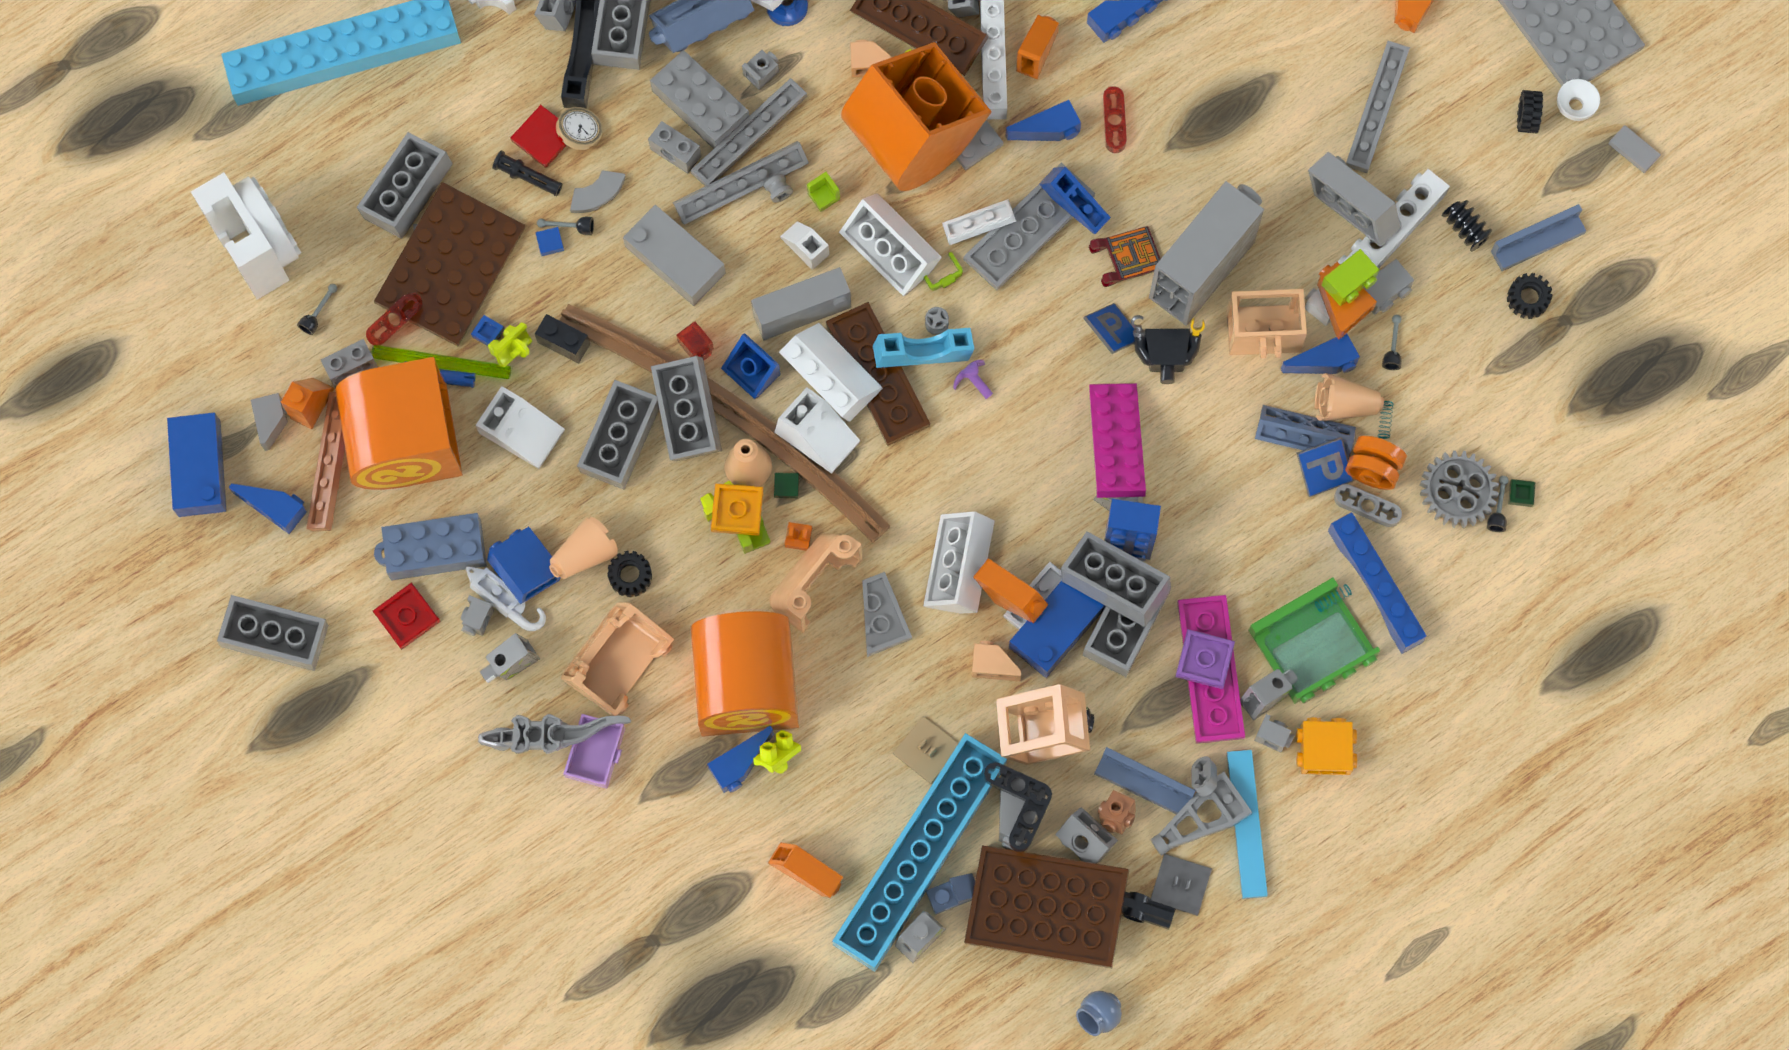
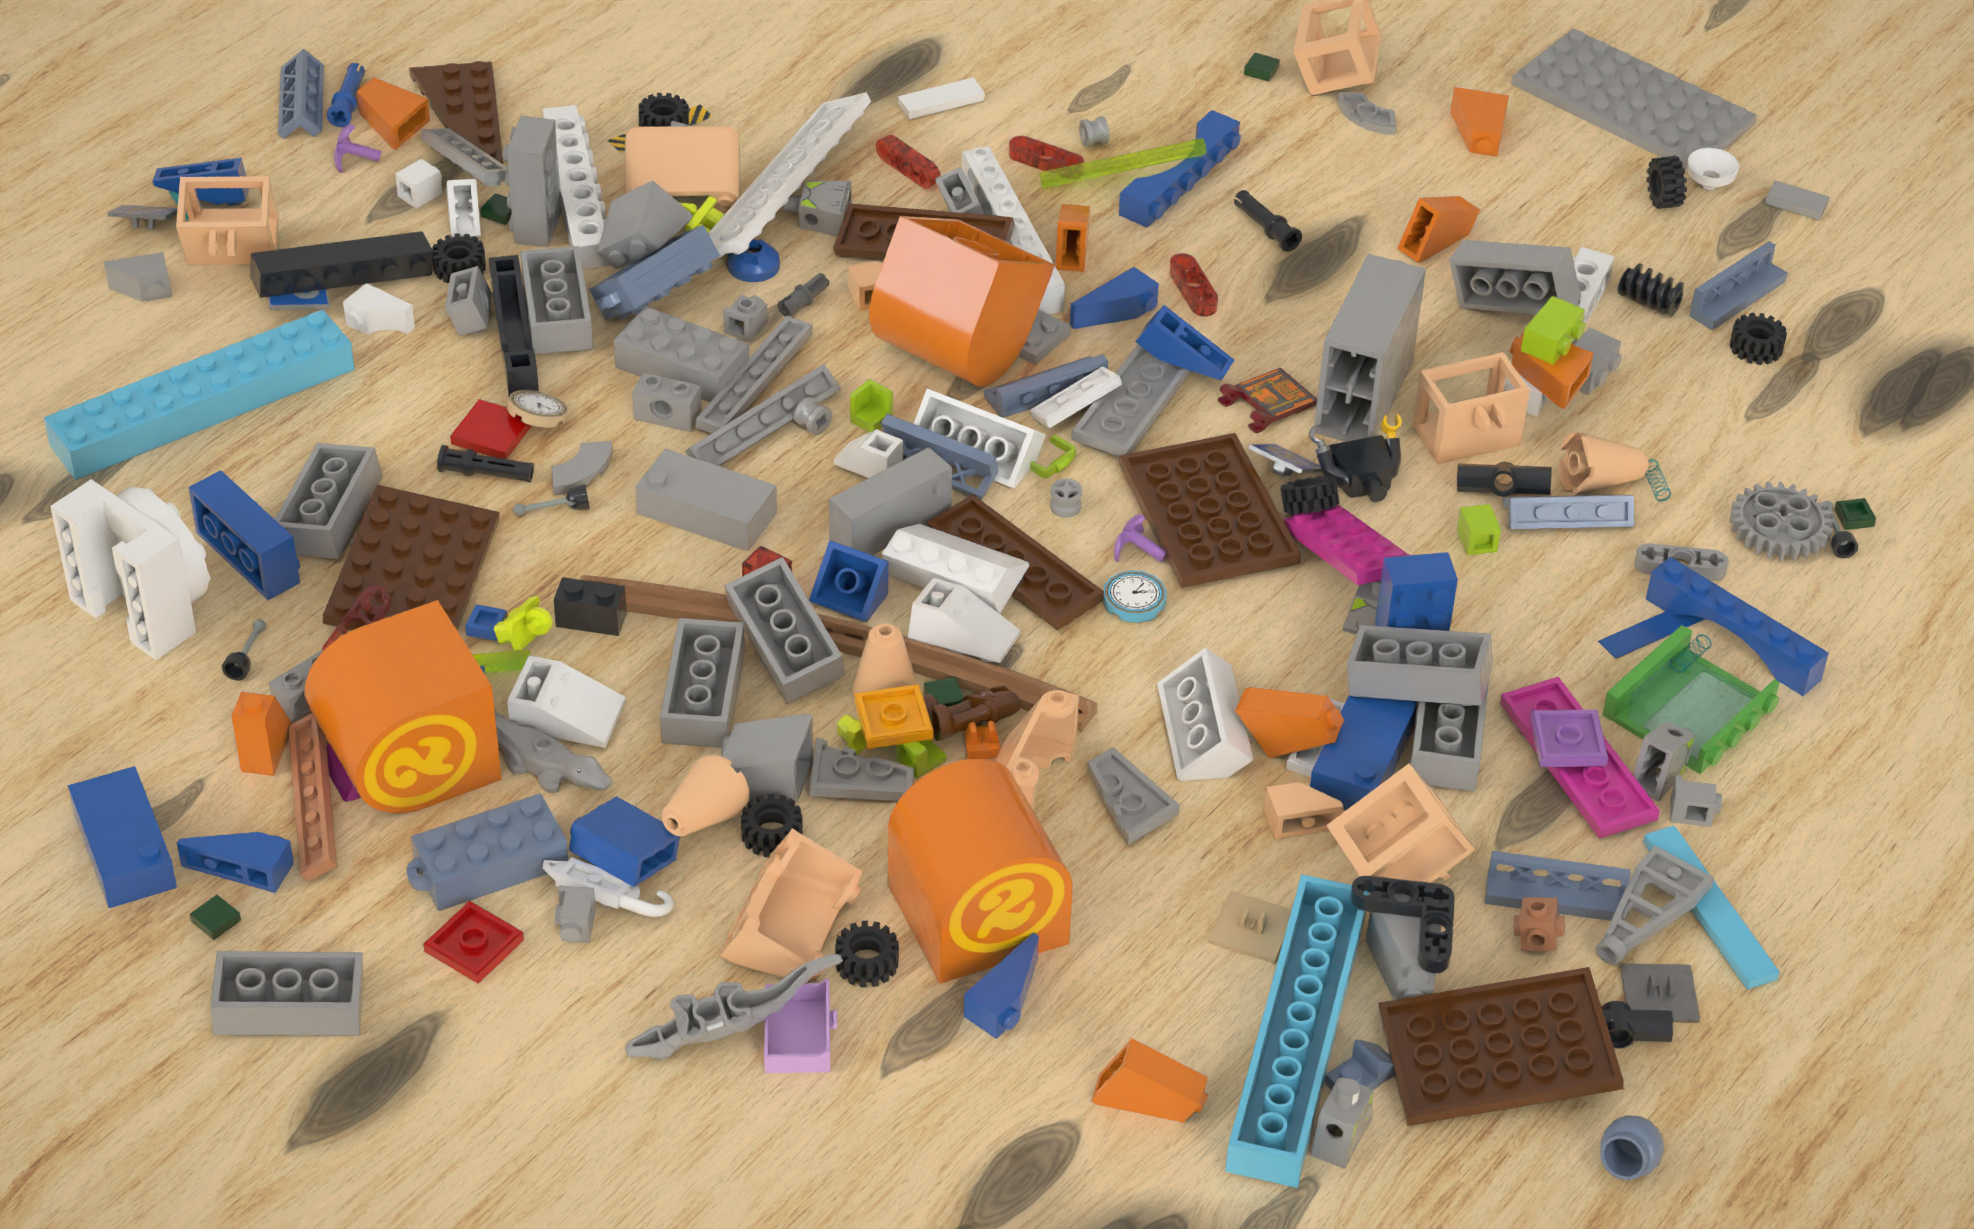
camera: 20 degrees left, 30 degrees down
(244, 547) = (215, 917): none -> dark green tile
(269, 418) = (212, 767): light grey slope -> none
(337, 209) = (244, 535): none -> blue brick
(488, 460) = (547, 758): none -> light grey animal
(515, 653) = (642, 943): light grey torso -> none
(549, 241) = (536, 524): blue tile -> none
(640, 519) = (772, 755): none -> light grey slope
(665, 716) = (867, 938): none -> black tyre
(697, 543) = (852, 776): none -> light grey wing
(775, 755) = (1055, 962): neon yellow hips -> none
(811, 510) = (980, 706): none -> reddish brown piece
(812, 55) = (803, 295): none -> dark grey axle
(861, 254) = (953, 452): none -> sand blue fence
(898, 350) = (1096, 511): medium azure arch -> none
(953, 428) = (1134, 596): none -> tile
(963, 203) = (1037, 388): none -> sand blue fence
(1037, 360) = (1209, 510): none -> reddish brown plate
(1098, 838) = (1497, 945): light grey brick -> none
(1113, 373) = (1310, 495): none -> black tyre
(1201, 73) = (1274, 226): none -> black pin
(1204, 776) = (1632, 856): light grey beam -> none
(1228, 436) = (1478, 529): none -> lime panel
(1267, 392) = (1524, 479): none -> black piece
(1311, 563) = (1646, 633): none -> blue sticker
(1324, 466) = (1610, 531): blue piece -> none
(1325, 358) = (1545, 438): blue slope -> none
(1326, 747) = (1768, 797): light orange brick -> none
(1327, 110) = (1437, 225): none -> orange slope
(1376, 462) = (1672, 507): orange wheel -> none
(1377, 106) = (1491, 201): light grey plate -> none
(1392, 359) = (1636, 422): hinge -> none

